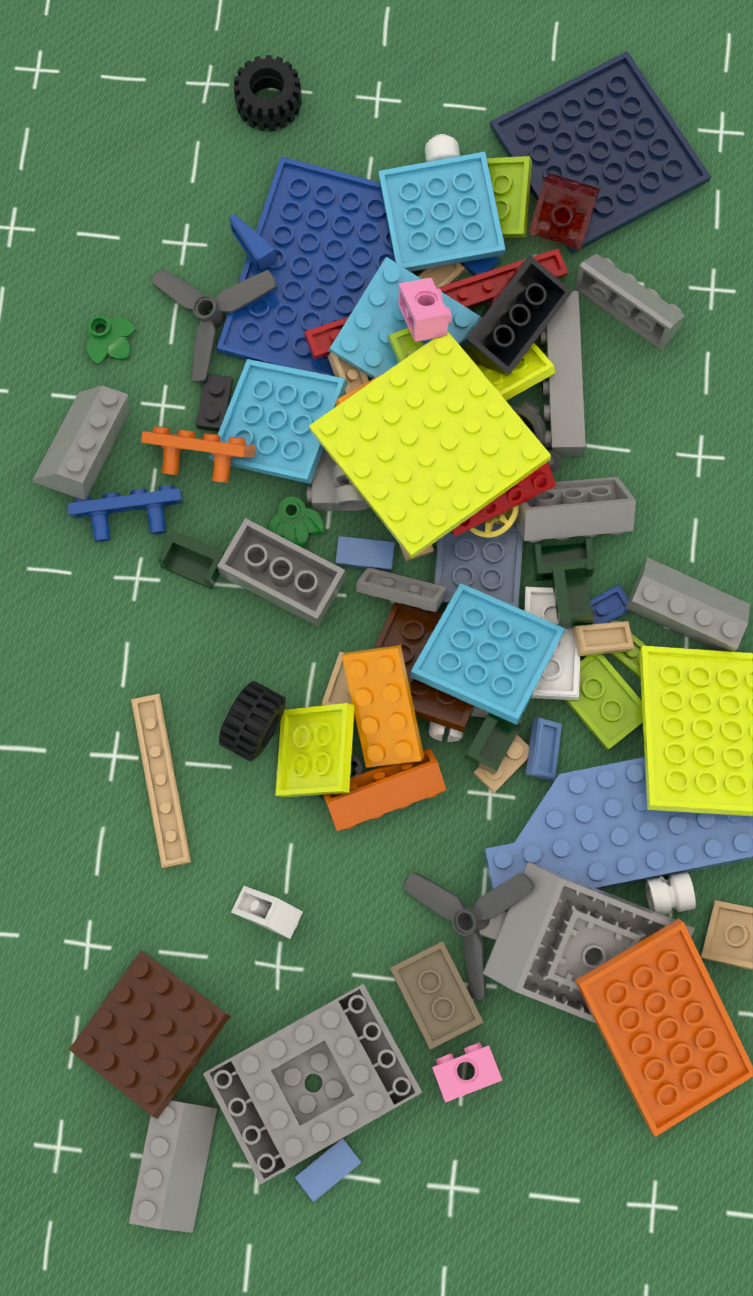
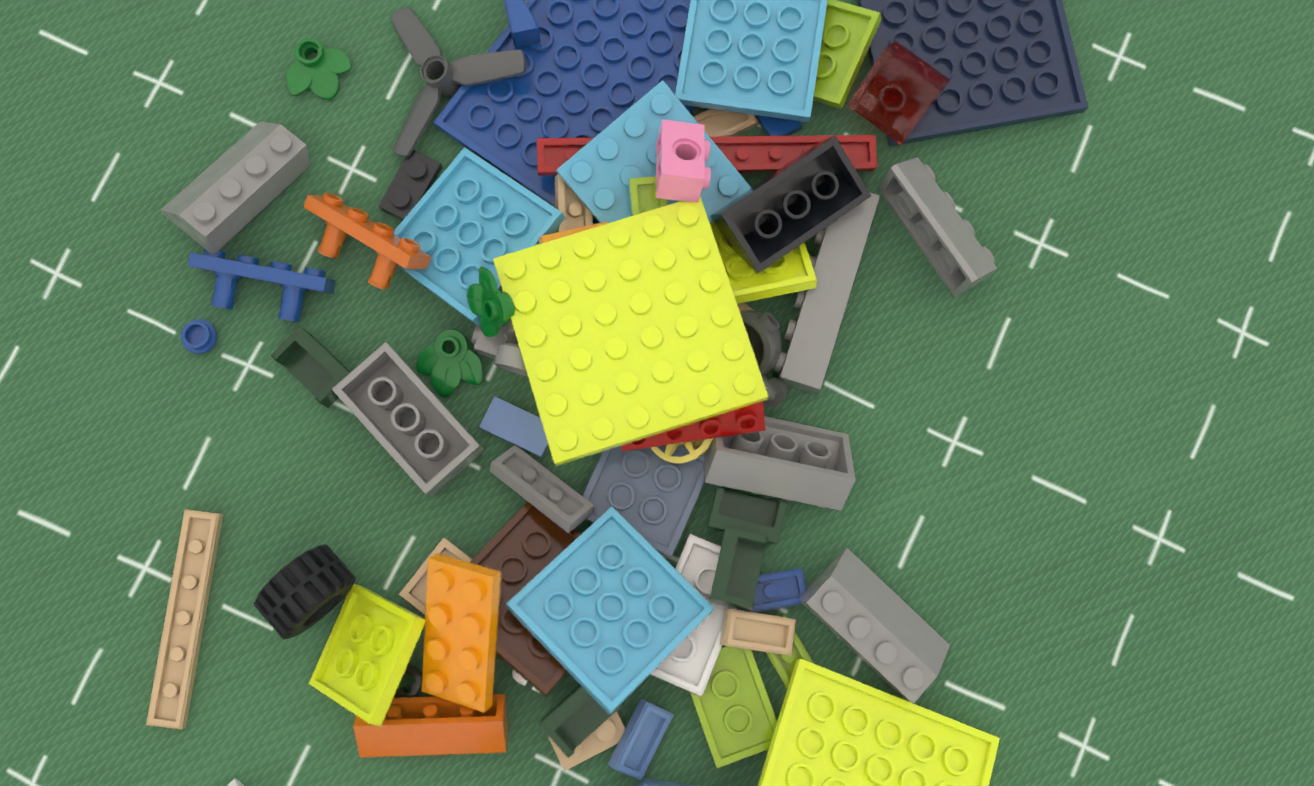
camera: 15 degrees right, 5 degrees up
(92, 568) = (199, 336): none -> blue plate
(317, 460) = (490, 304): none -> green plate

